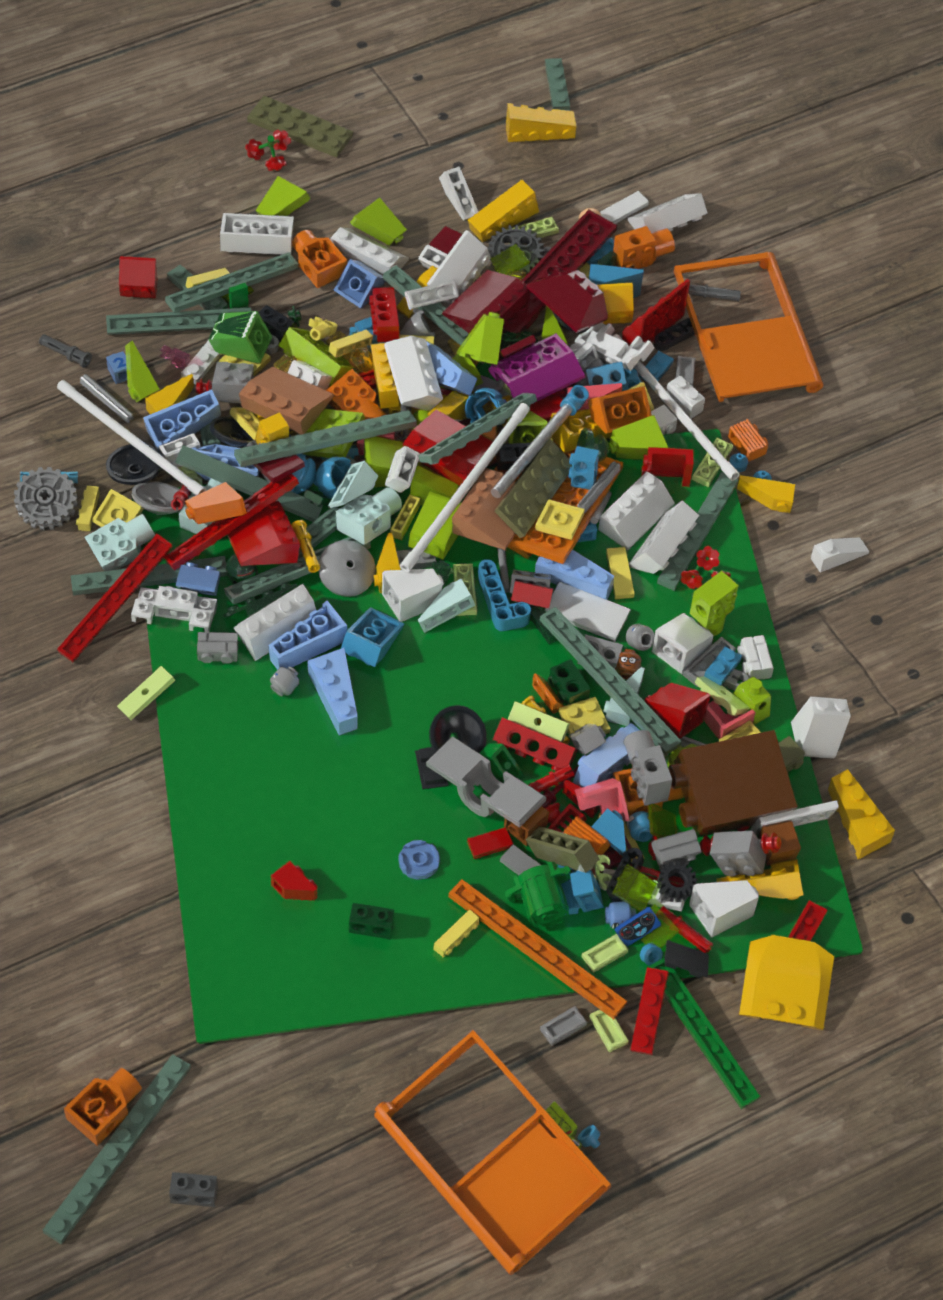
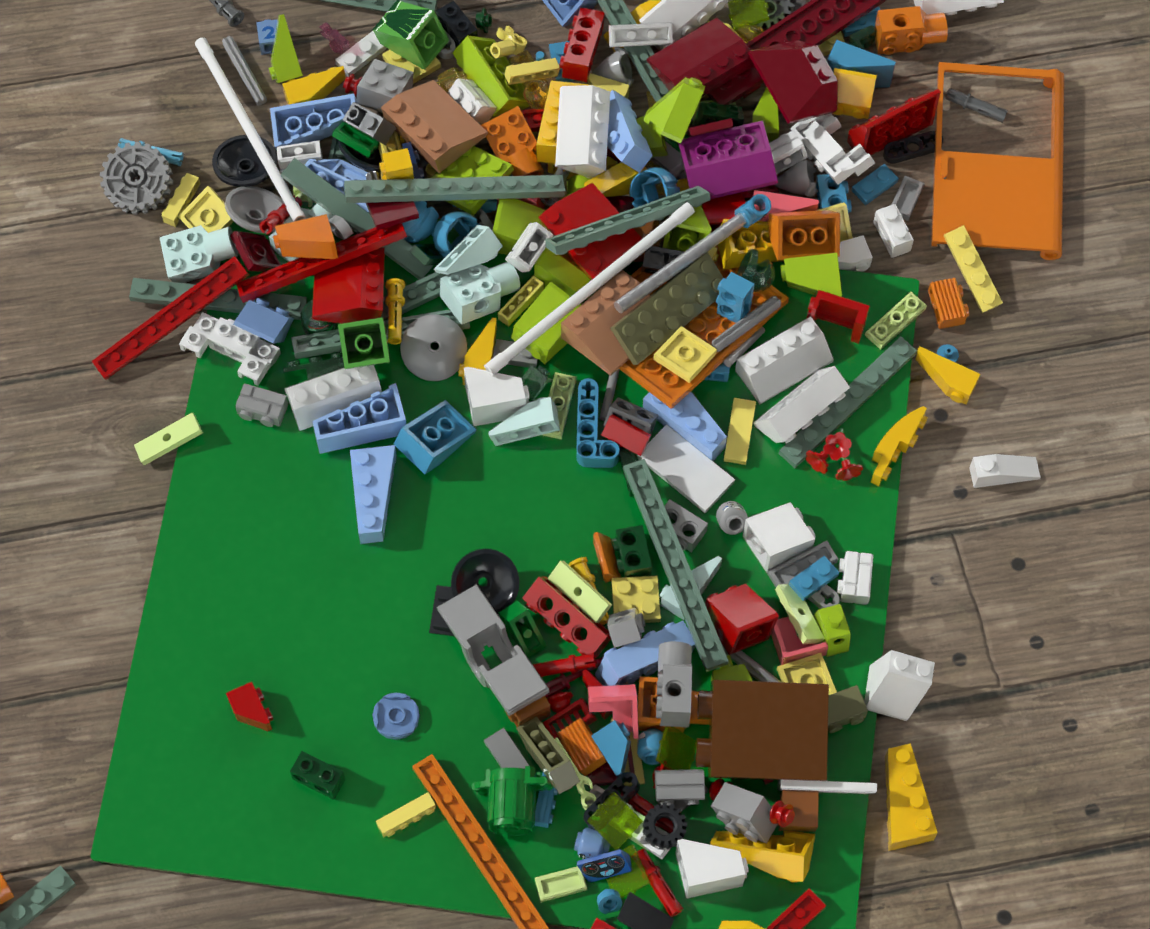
camera: 20 degrees right, 10 degrees up
(169, 528) = (255, 251): none -> dark red tile
(224, 424) = (355, 139): none -> green tile
(233, 408) = (369, 123): none -> dark grey slope
(242, 489) = (340, 227): none -> light grey beam
(284, 681) = (320, 465): light grey head -> none
(293, 569) = (364, 343): none -> bright green slope
(489, 843) = (479, 718): red tile -> none
(586, 890) = (561, 809): dark azure brick -> none
(605, 372) = (804, 180): dark azure brick -> none
(628, 663) = (707, 546): dark orange head -> none
(714, 602) = (825, 503): lime brick -> none
(725, 466) = (904, 331): white piece -> none
(739, 462) = (927, 327): dark azure tile -> none
(749, 550) = (897, 440): none -> yellow slope
(759, 410) = (973, 269): none -> light yellow plate

